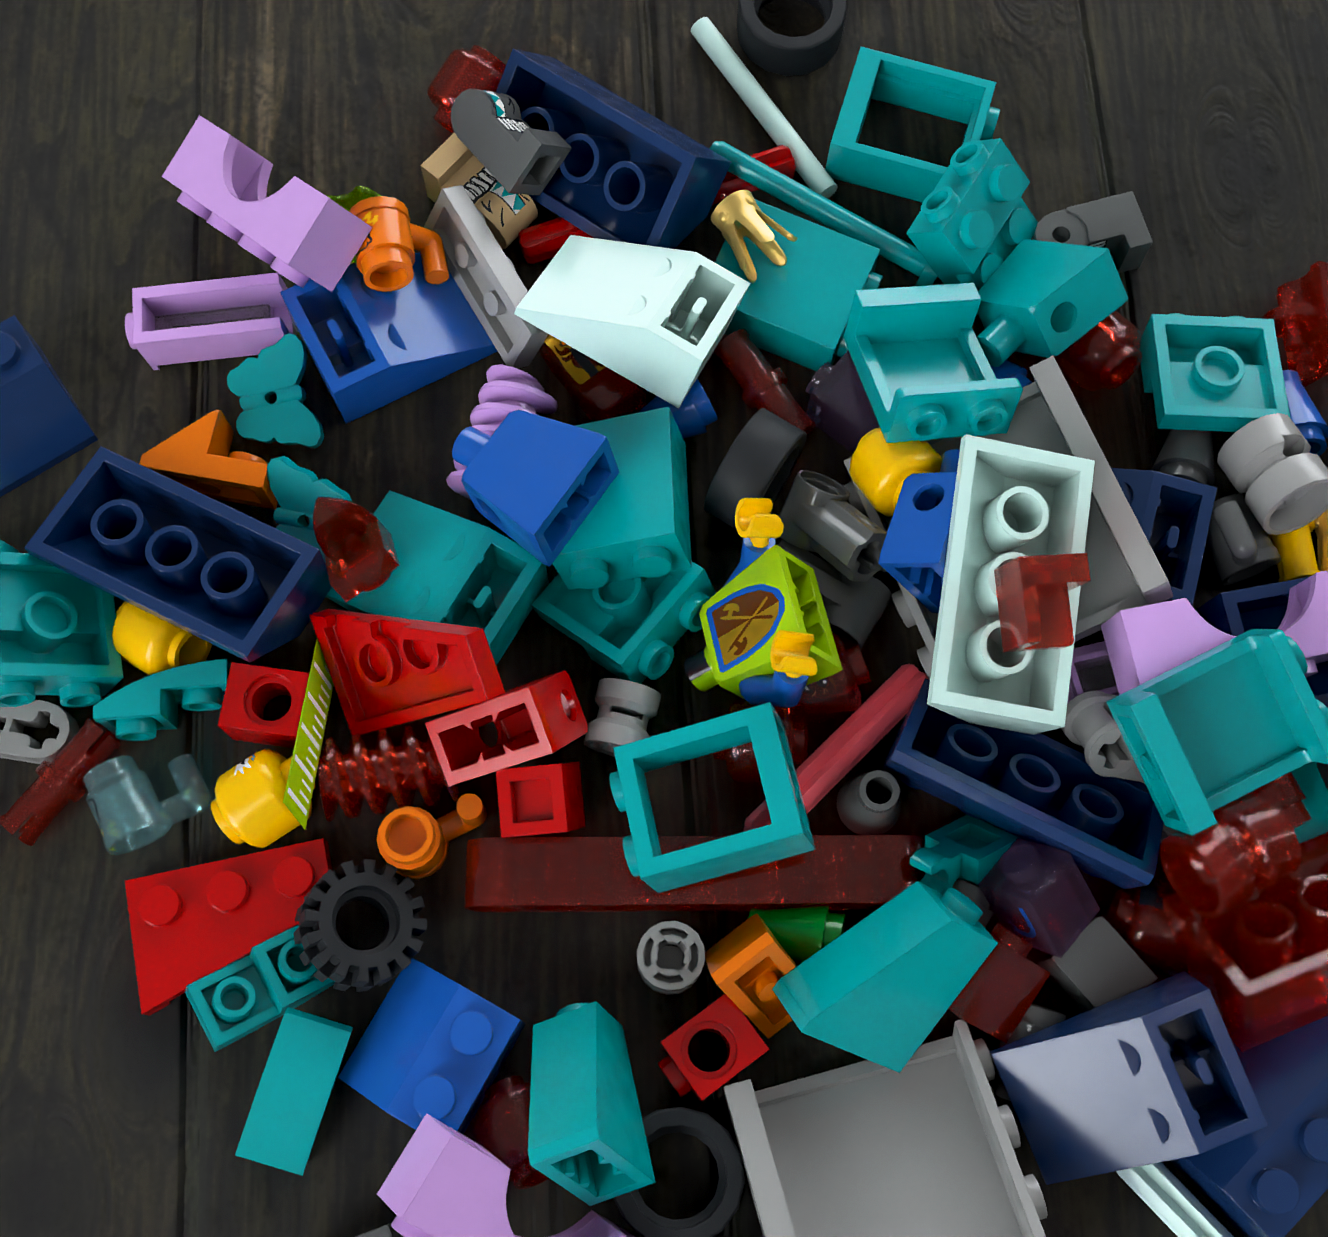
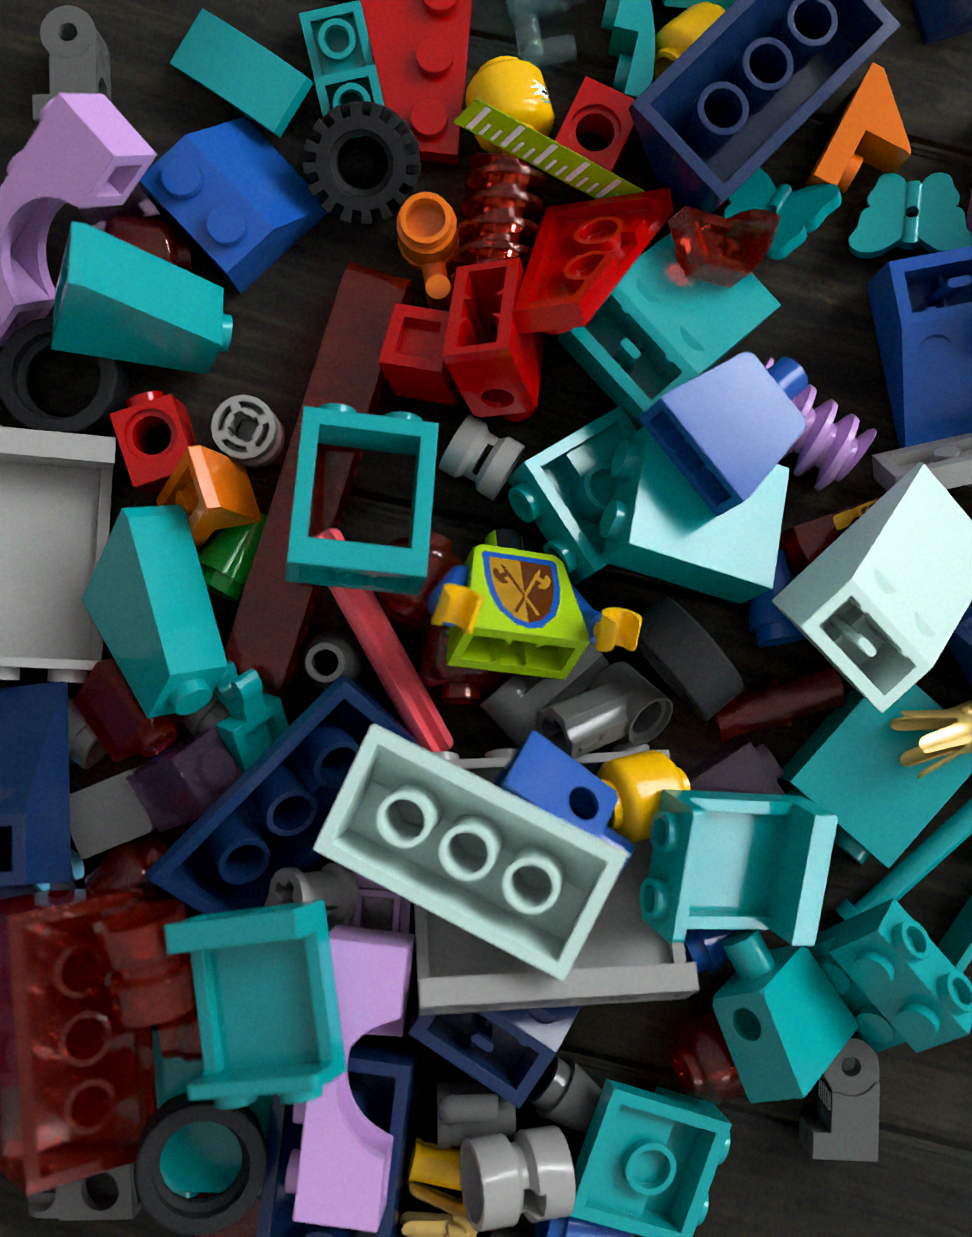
camera: 105 degrees right, 15 degrees up
(1036, 600) = (431, 864): clear red panel -> none

